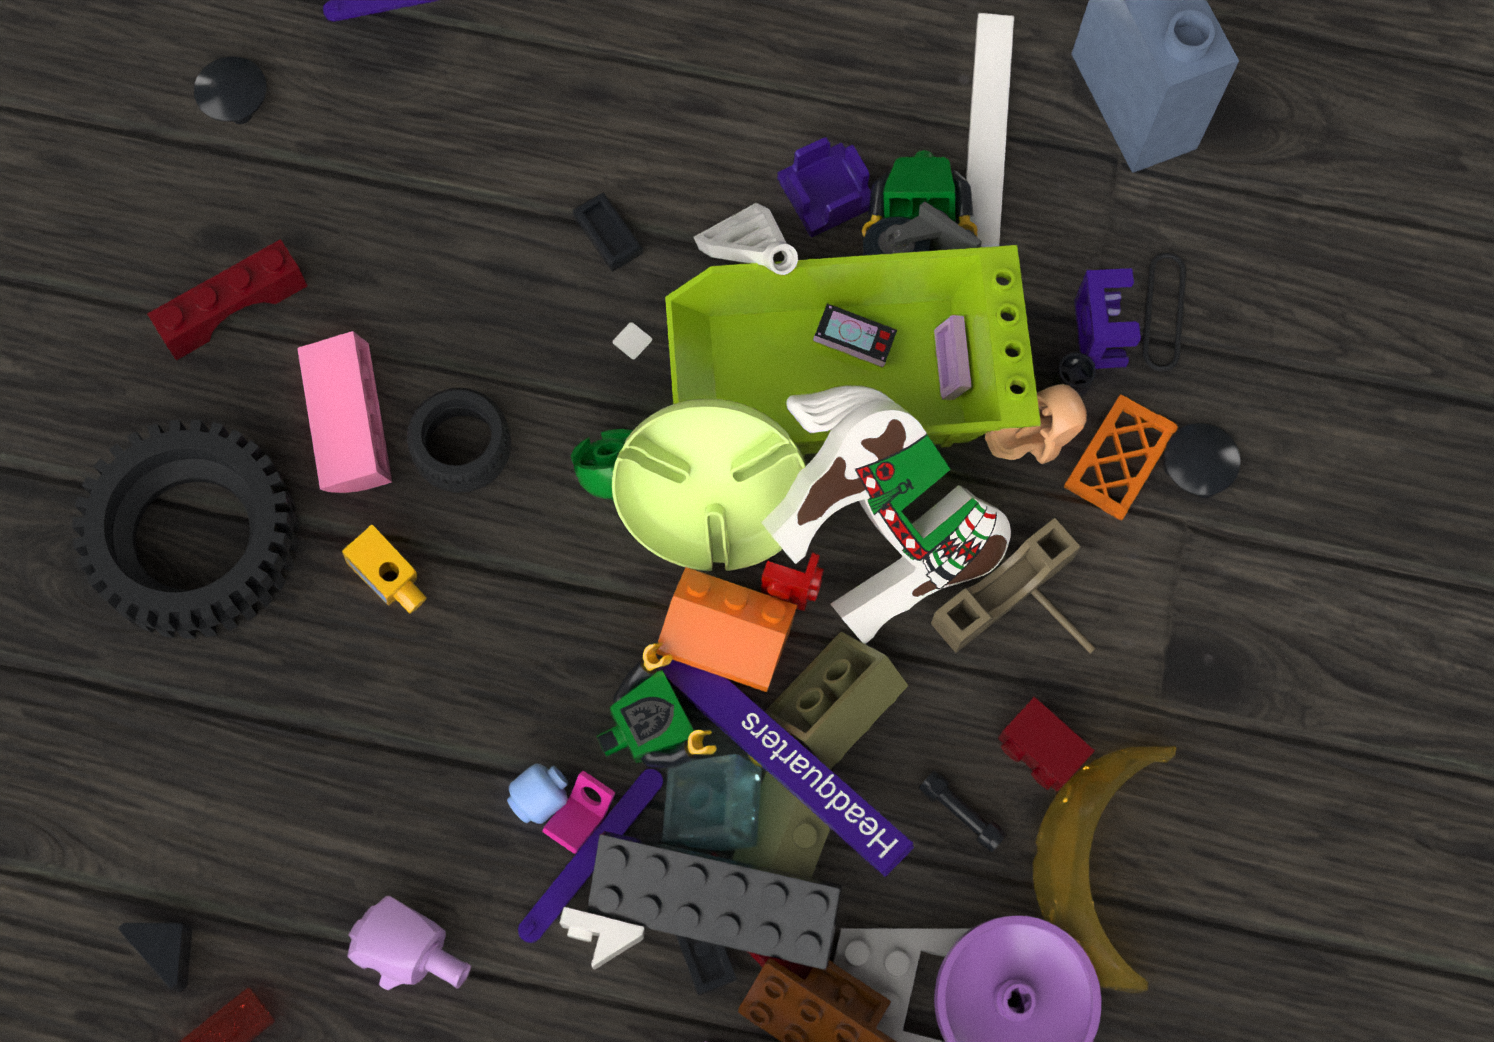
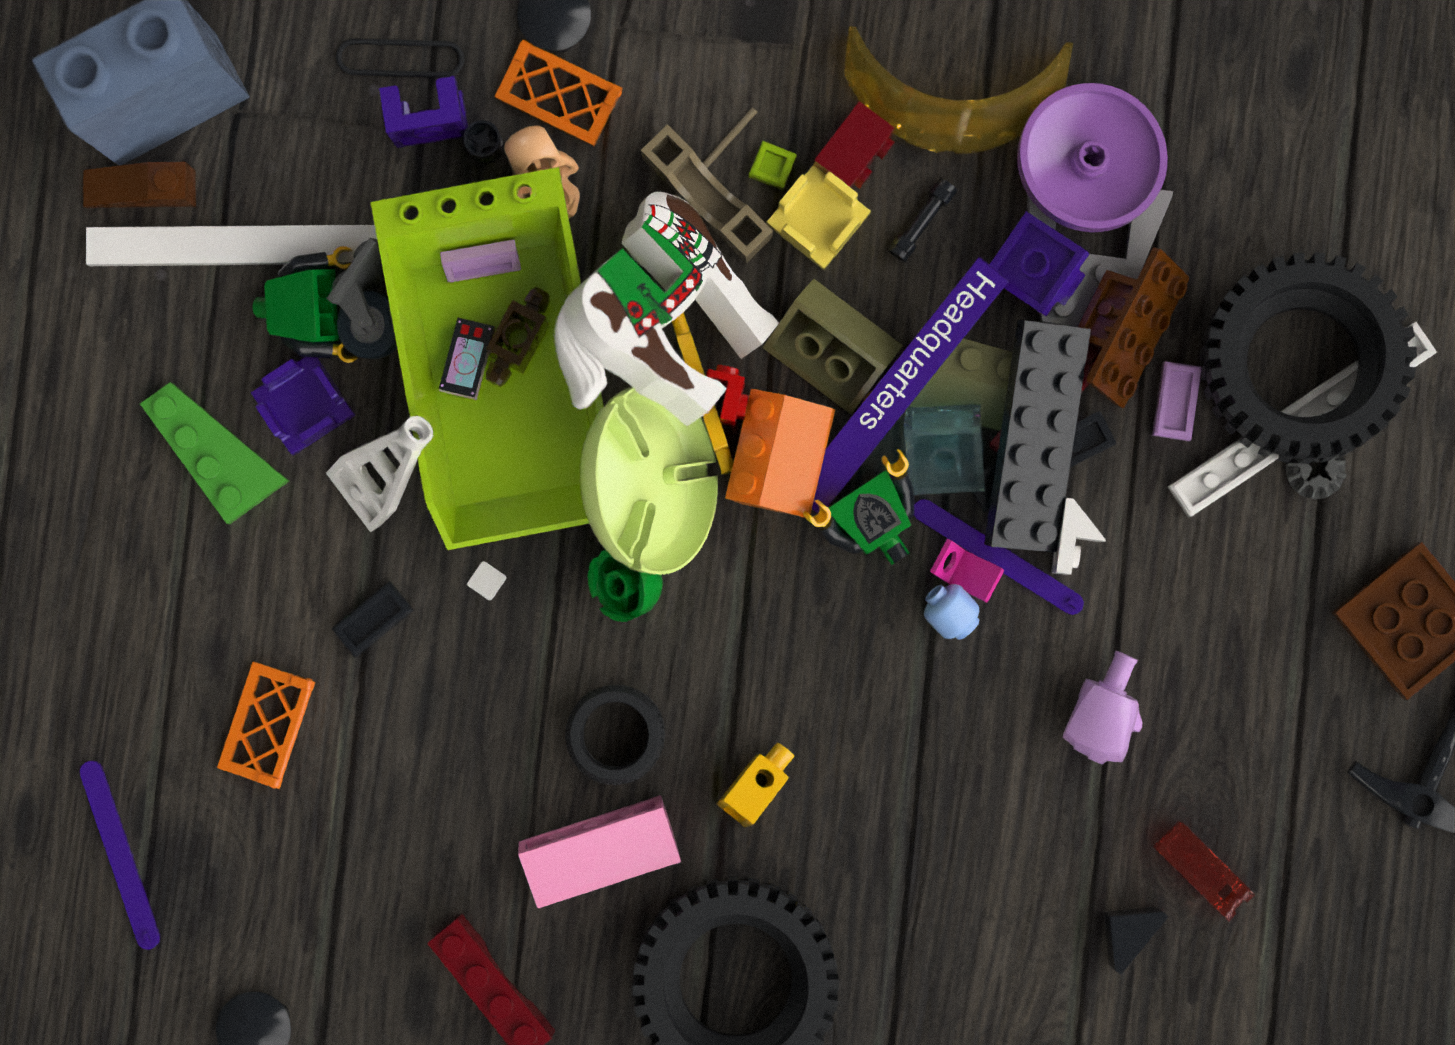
camera: 90 degrees left, 15 degrees up
(515, 102) = (236, 730): none -> orange window
(773, 113) = (218, 461): none -> bright green wing
(830, 556) = (711, 418): none -> yellow piece
(872, 367) = (536, 302): none -> dark brown piece
(901, 924) = (1040, 264): none -> dark purple panel
(974, 701) = (818, 215): none -> light yellow panel
(1032, 661) = (772, 165): none -> lime tile
(1050, 68) = (140, 185): none -> reddish brown slope

